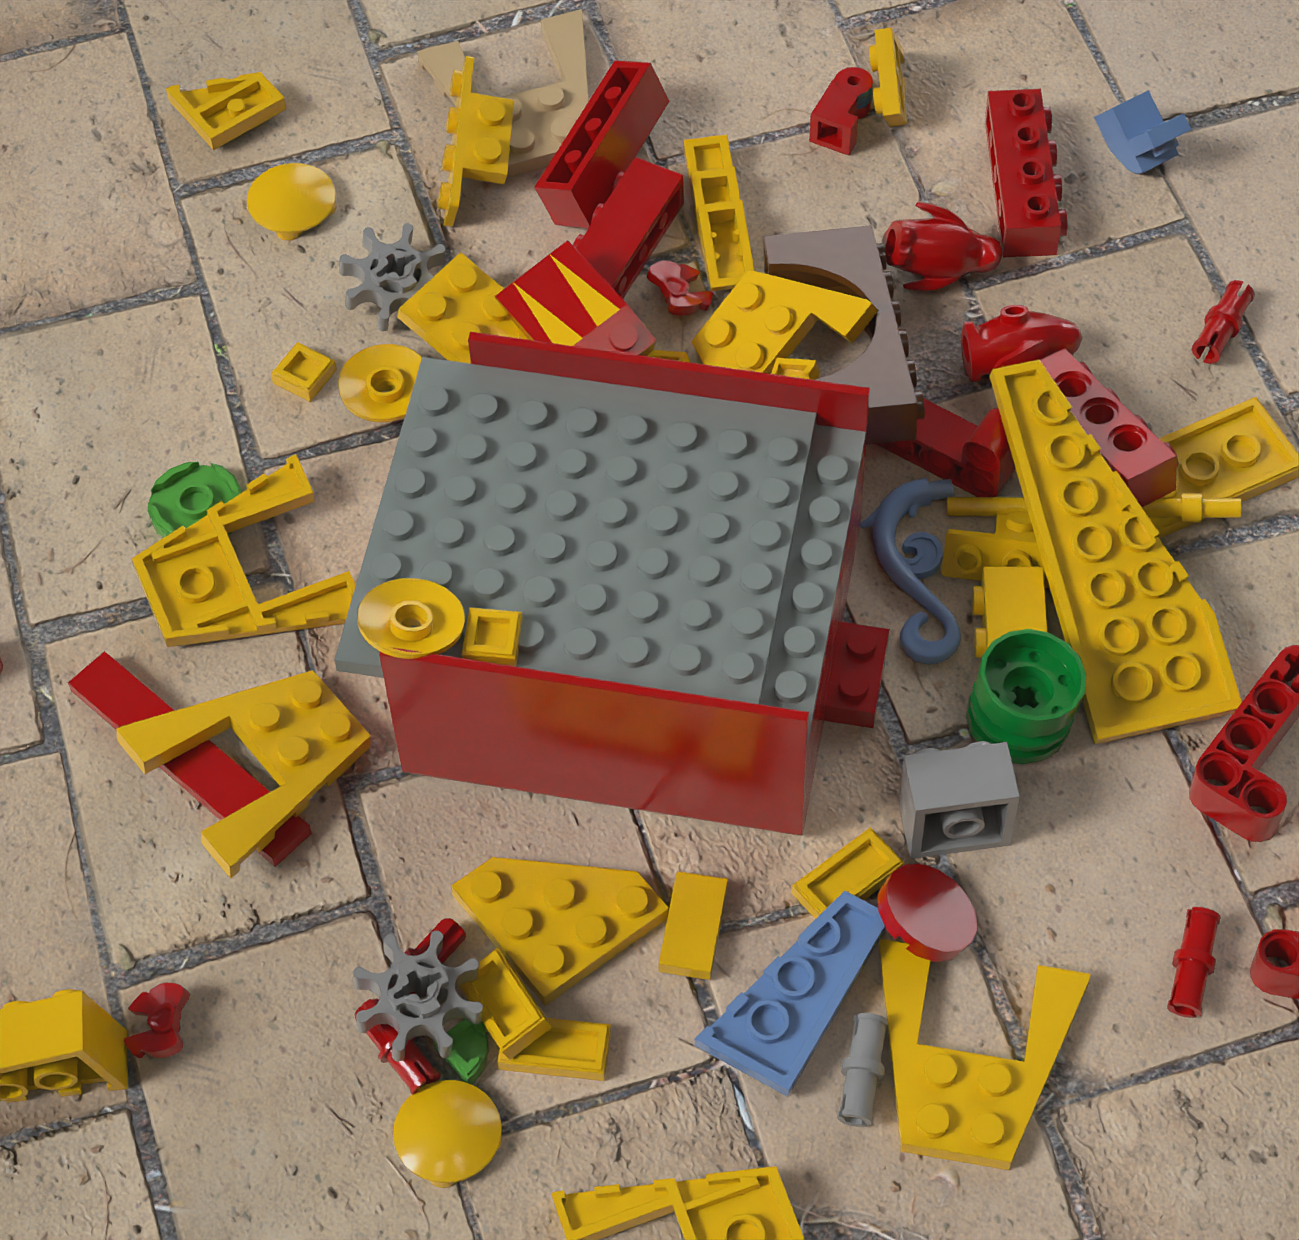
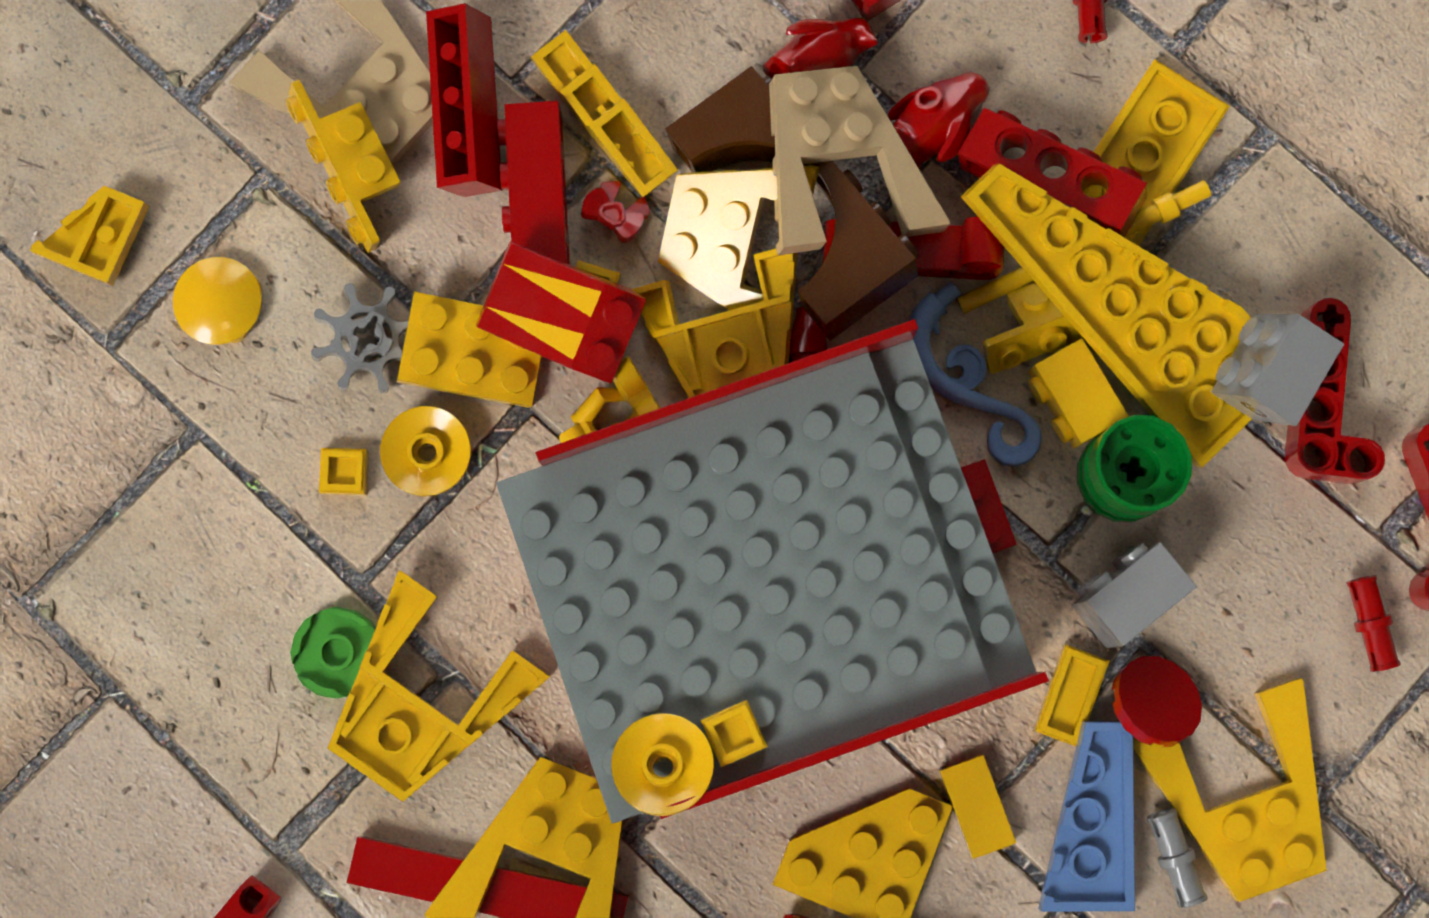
camera: 25 degrees left, 25 degrees up
(915, 282) = (831, 119): none -> tan wing
(1212, 659) = (1276, 367): none -> light grey brick

